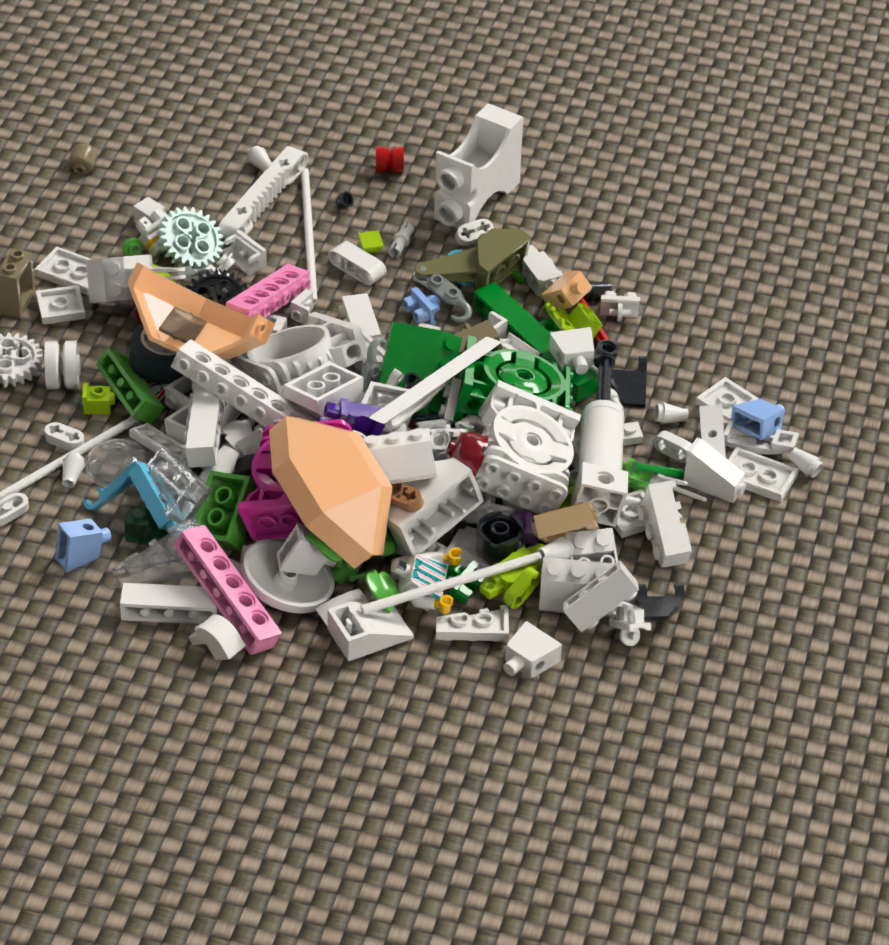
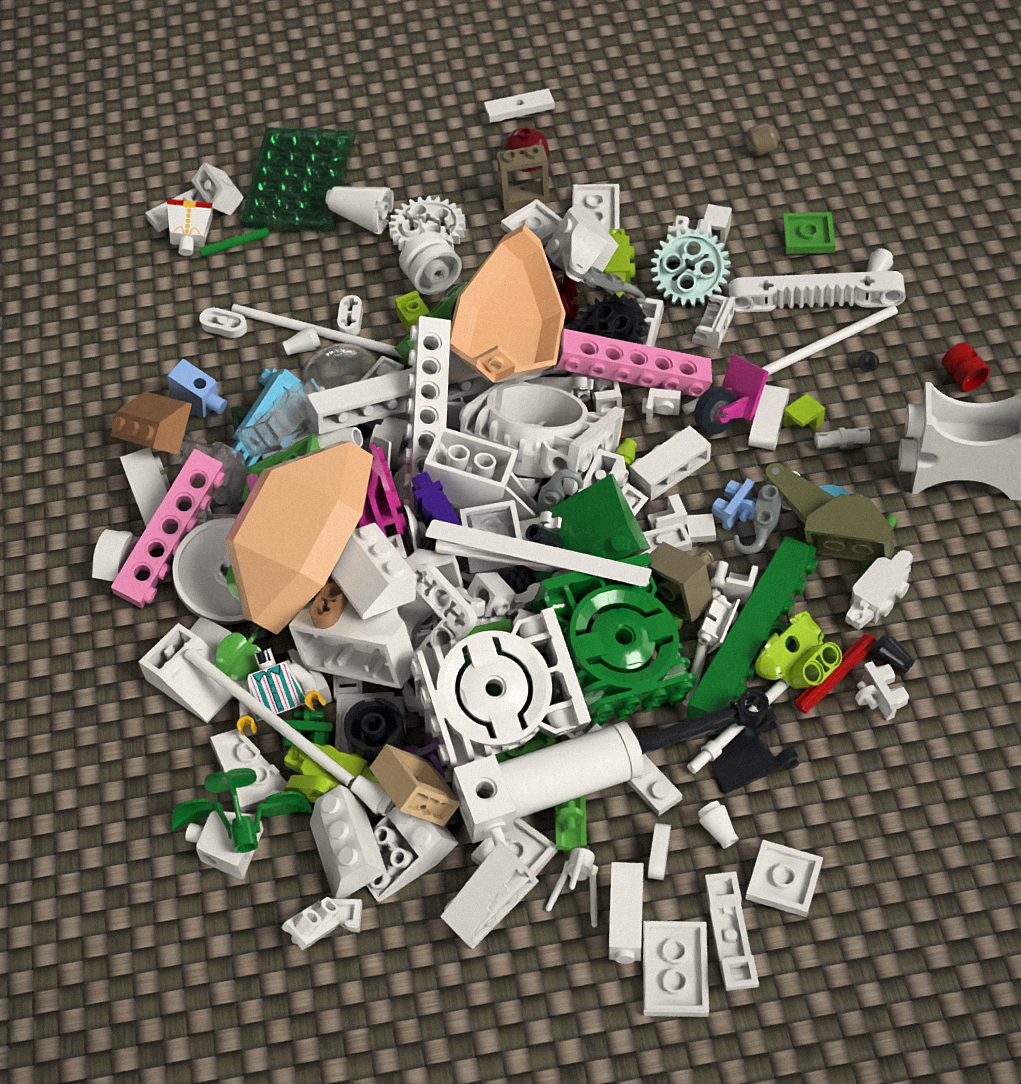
camera: 70 degrees right, 10 degrees up
(106, 565) = (153, 422): none -> medium nougat slope
(129, 244) = (657, 230): bright green plate -> none
(182, 325) = (508, 313): clear smoke piece -> none
(198, 177) = (808, 233): none -> bright green plate
(225, 262) = (685, 313): white plate -> none
(331, 262) = (735, 399): none -> dark pink plate
(468, 450) = (427, 630): dark red cylinder -> none
(472, 228) = (903, 500): white beam -> none
(540, 624) = (242, 830): none -> green plant
(570, 286) = (847, 622): light nougat torso -> none
(573, 349) = (735, 670): white torso -> none
(601, 597) = (319, 873): white brick -> none
(654, 469) = (583, 842): green bar -> none
(660, 607) = (357, 944): black flag -> none
(712, 426) = (678, 891): white tile -> none
(758, 418) = (765, 927): light blue torso -> none
(806, 462) = (720, 1018): white cone -> none

